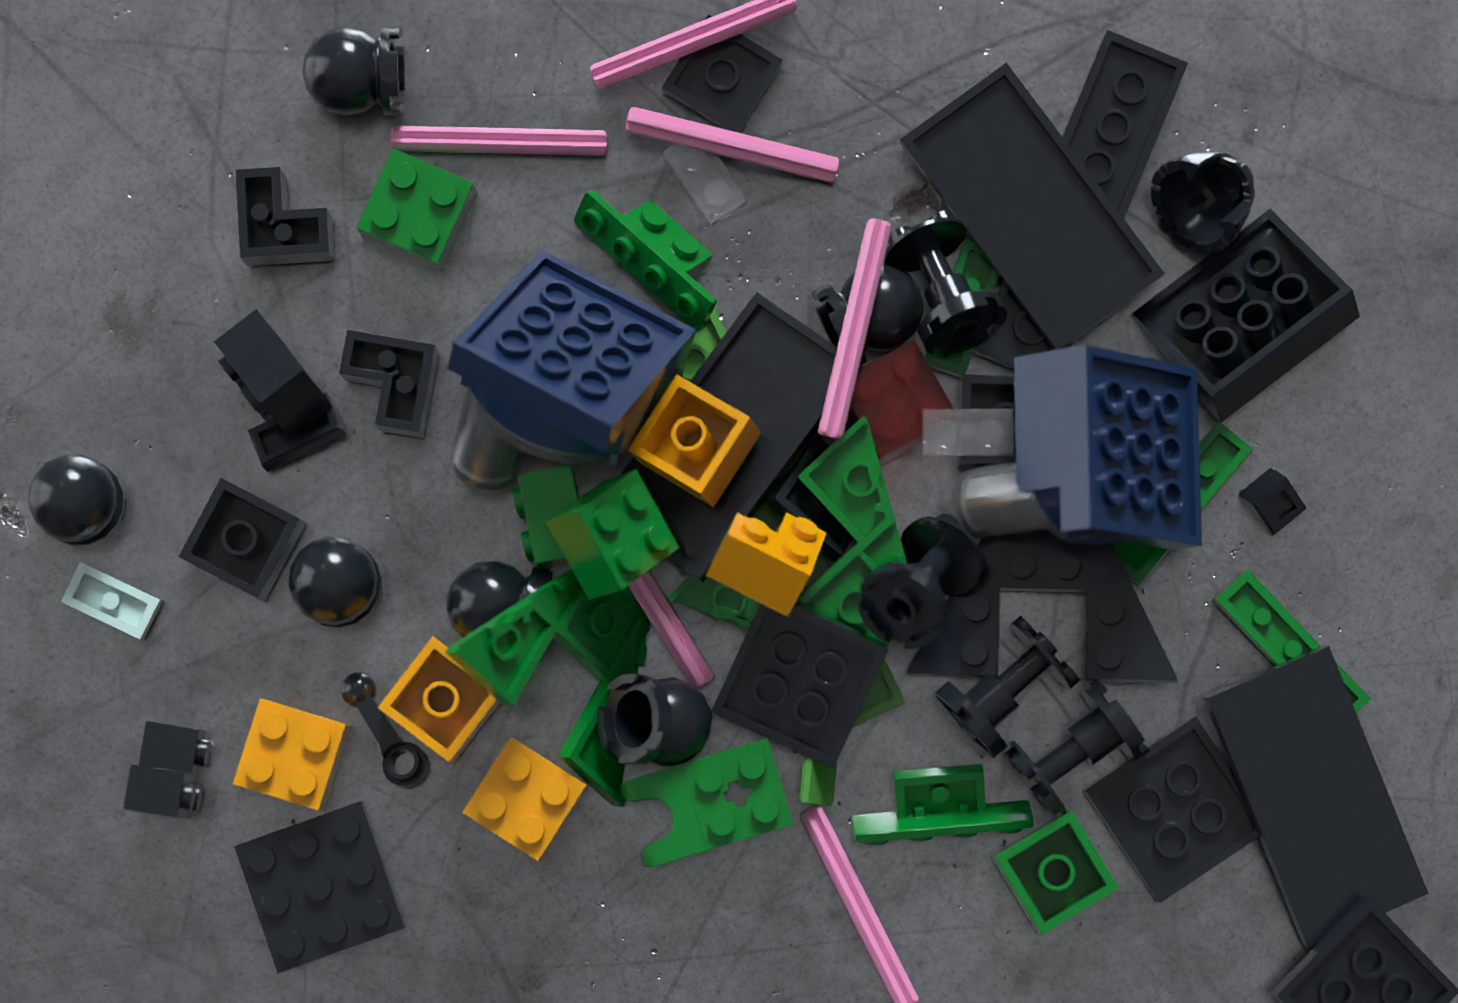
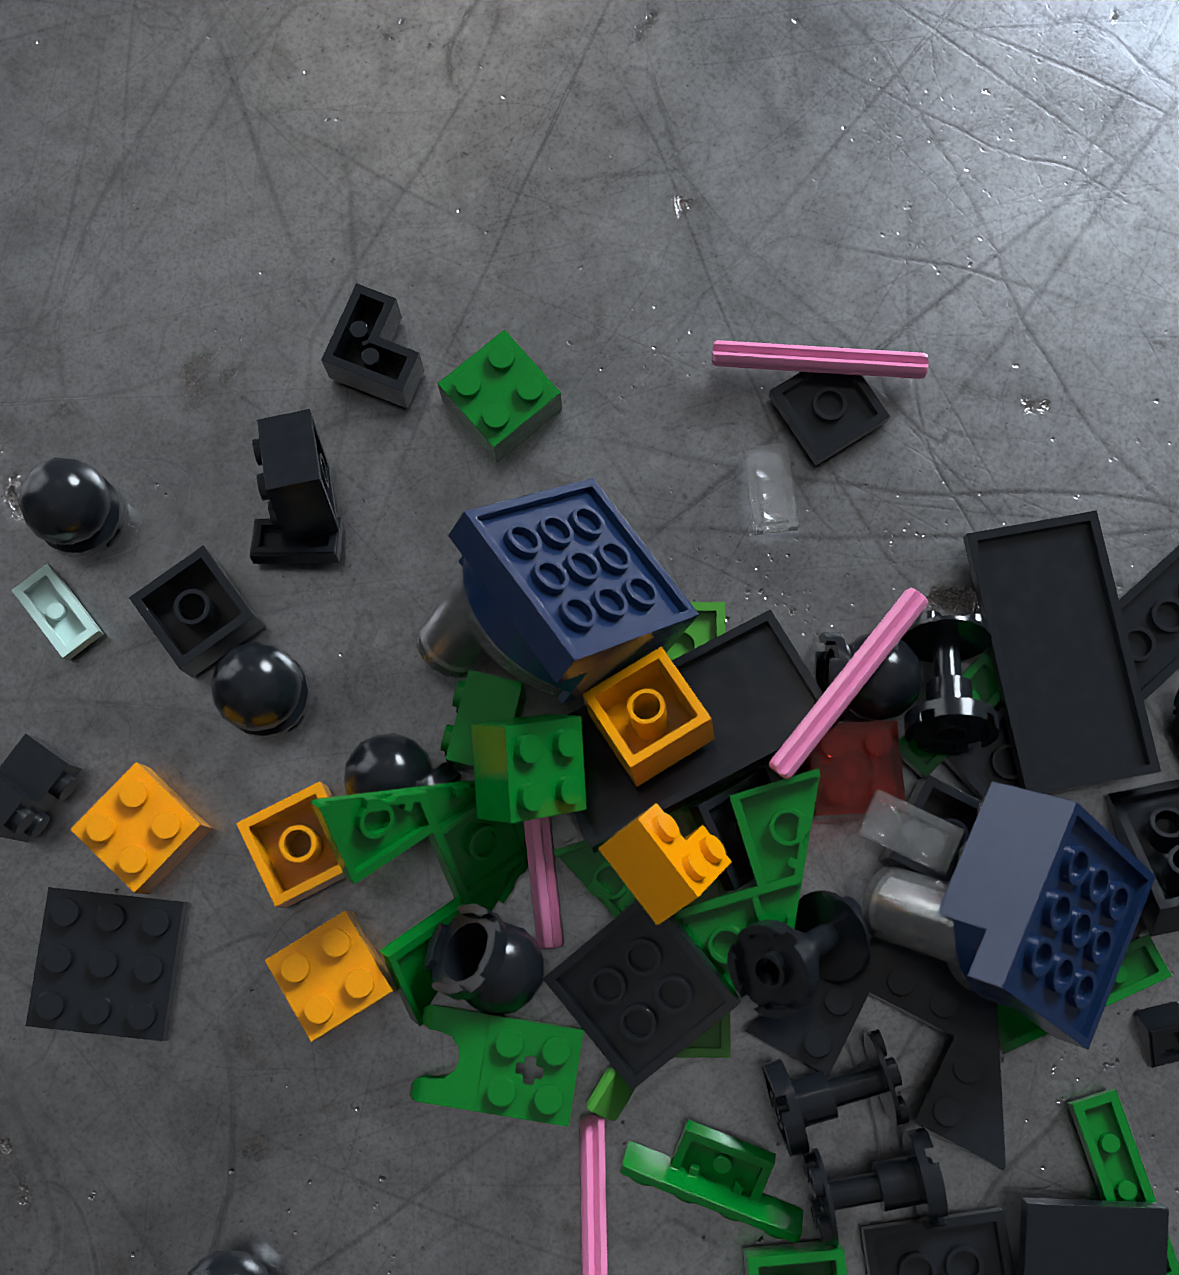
camera: 25 degrees right, 5 degrees down
(353, 71) = (504, 250): black tile -> none
(359, 692) = (235, 800): black piece -> none
(402, 370) = (414, 528): black brick -> none
(499, 140) = (604, 372): bright pink axle -> none
(654, 252) = (693, 532): green bracket -> none
(731, 144) = (809, 469): bright pink axle -> none

